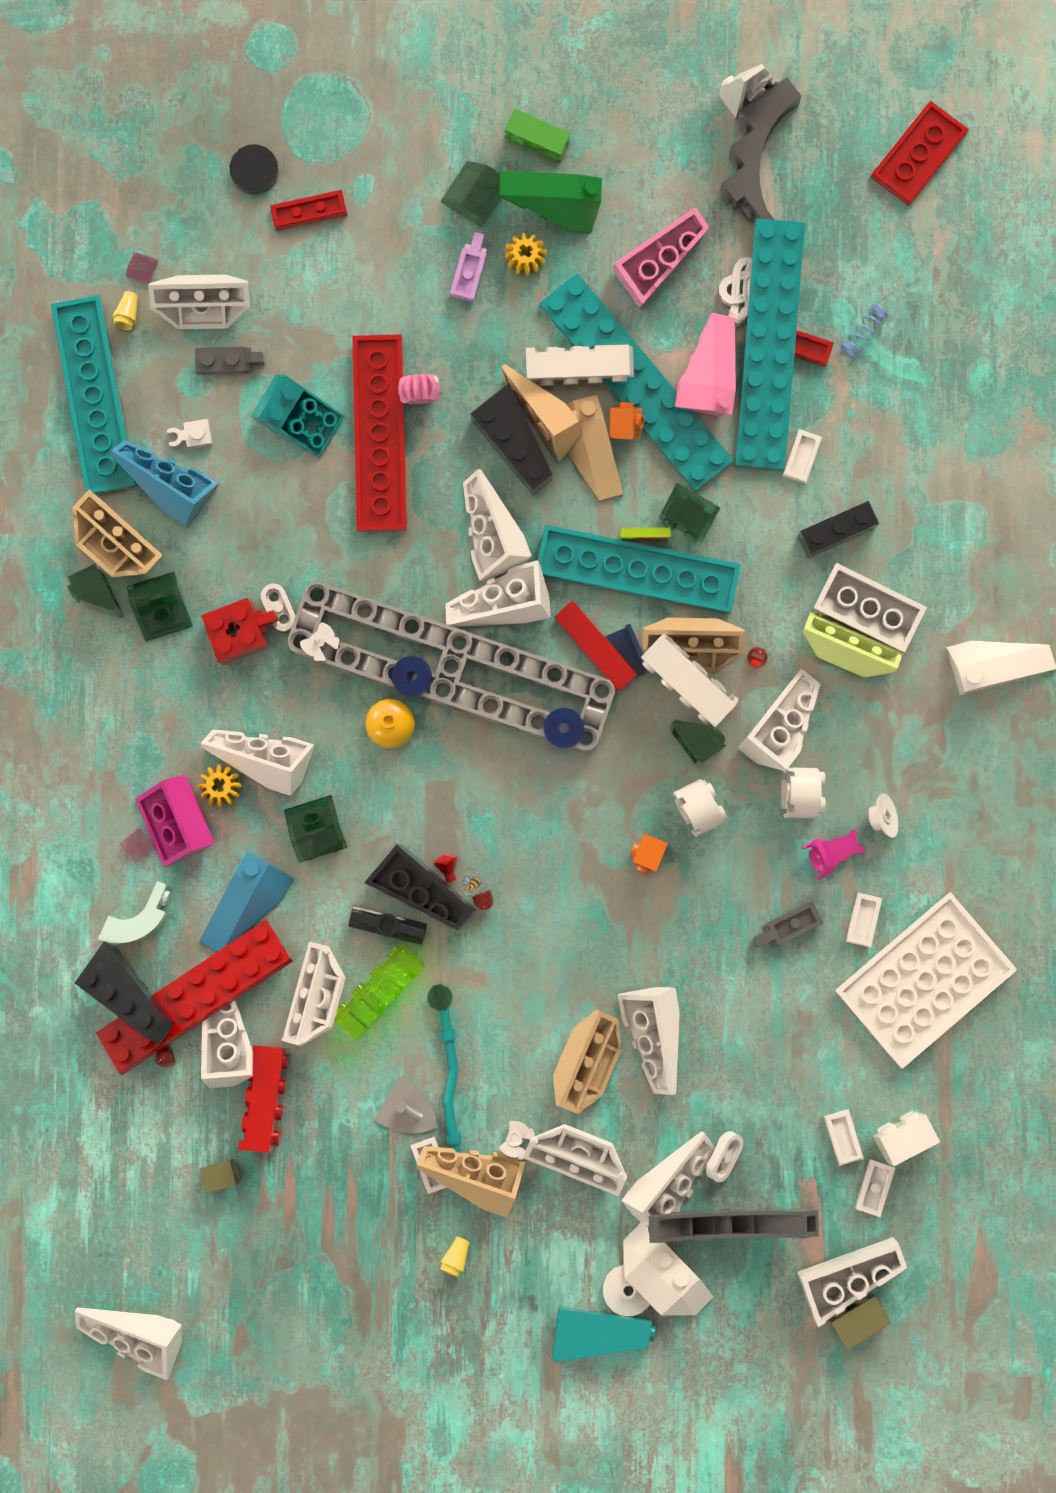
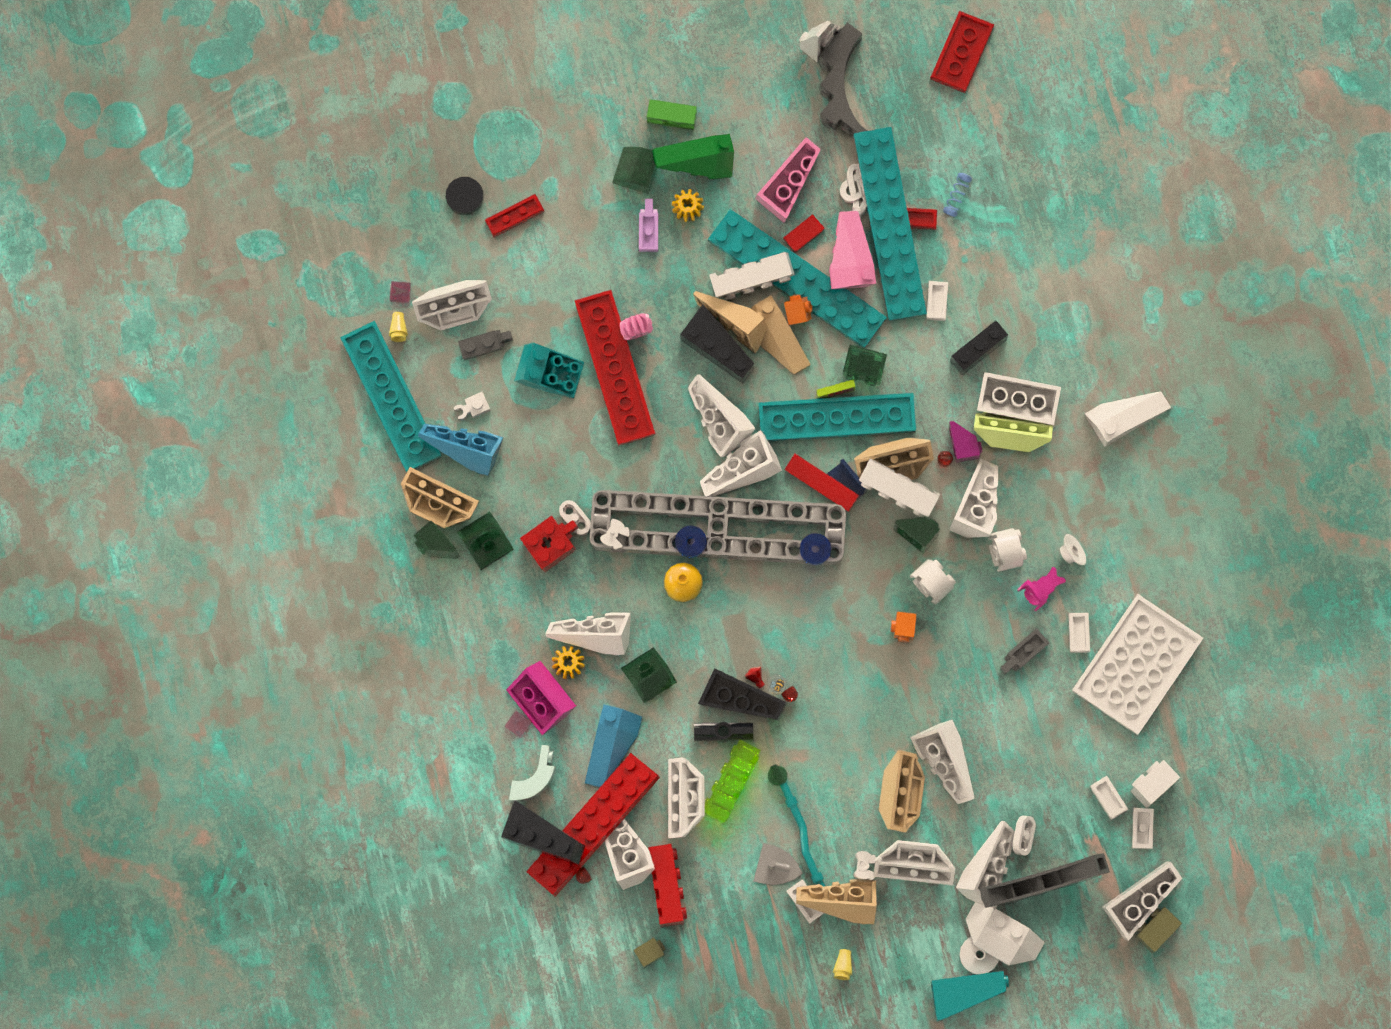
camera: 10 degrees left, 5 degrees down
(660, 328) = (803, 233): none -> red tile
(786, 644) = (964, 443): none -> magenta slope

